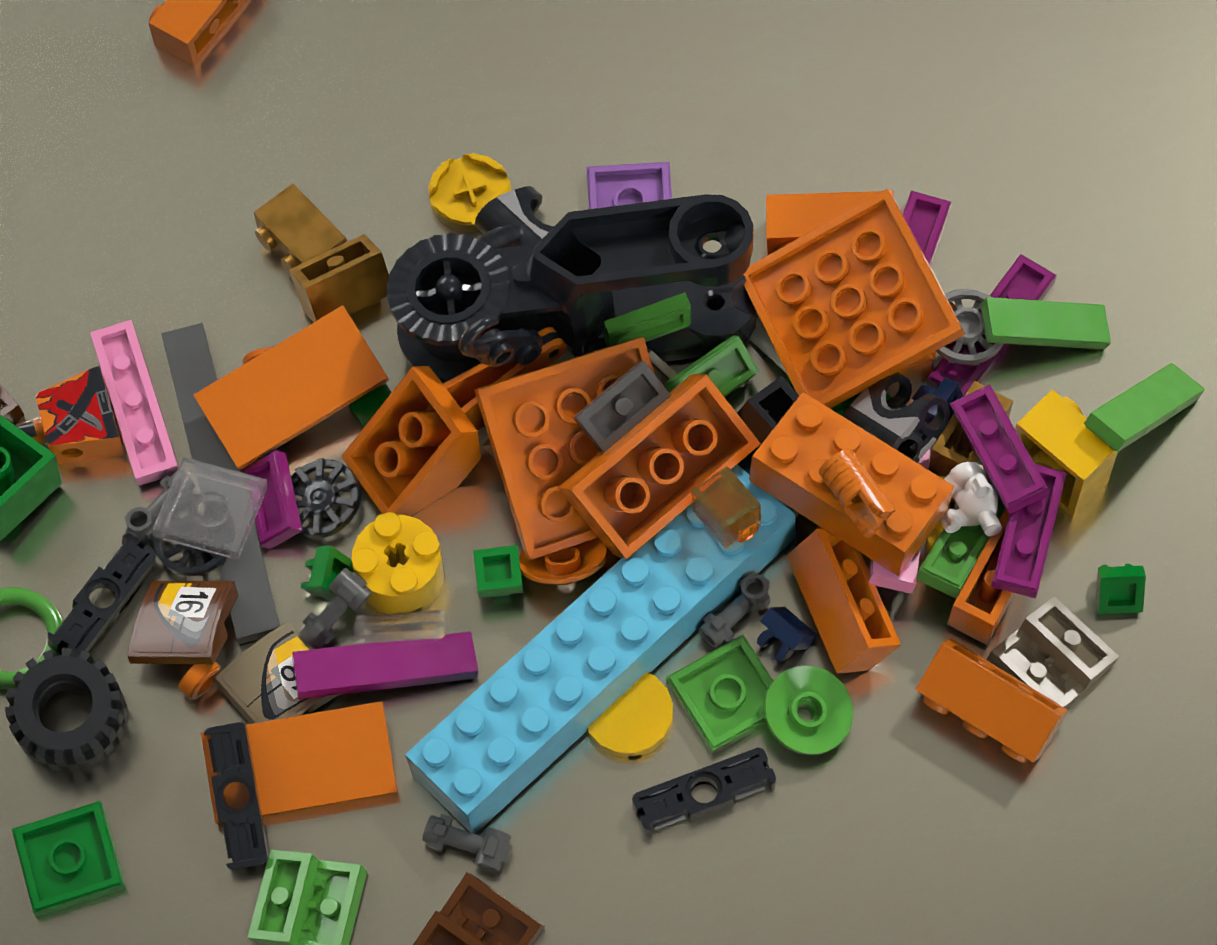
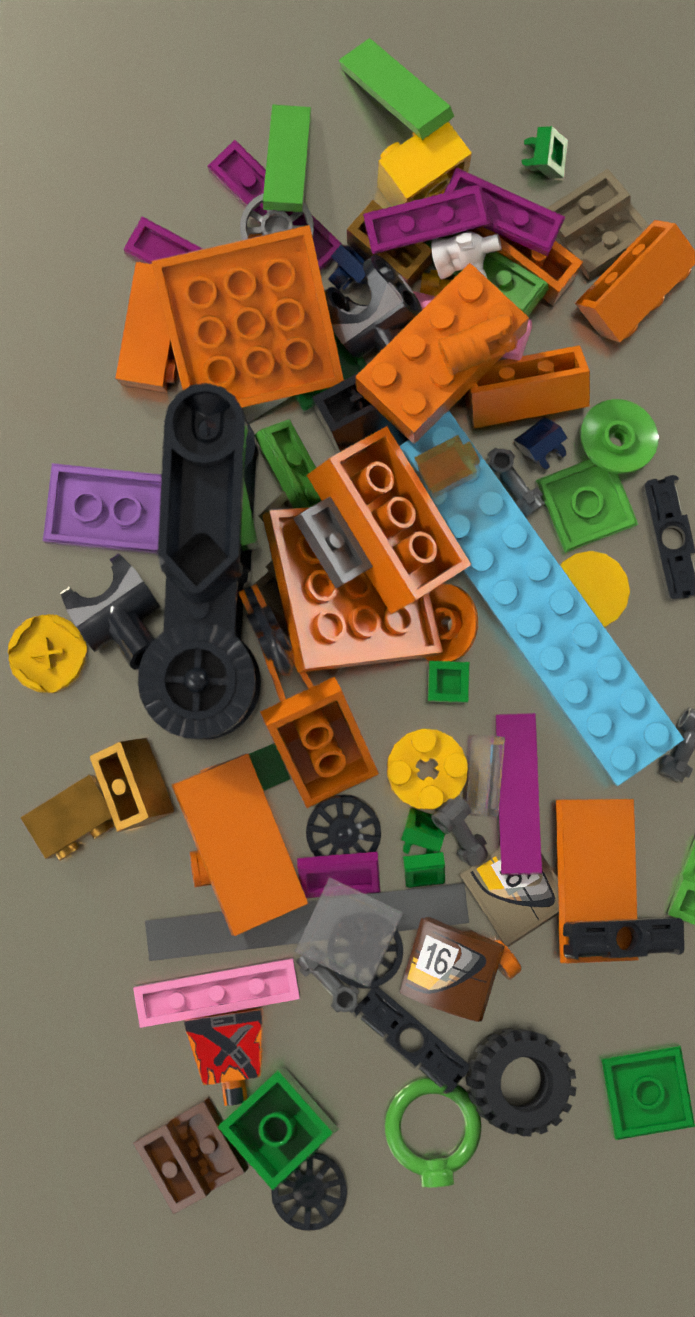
camera: 85 degrees left, 20 degrees up
(288, 582) = (424, 870): none -> green tile

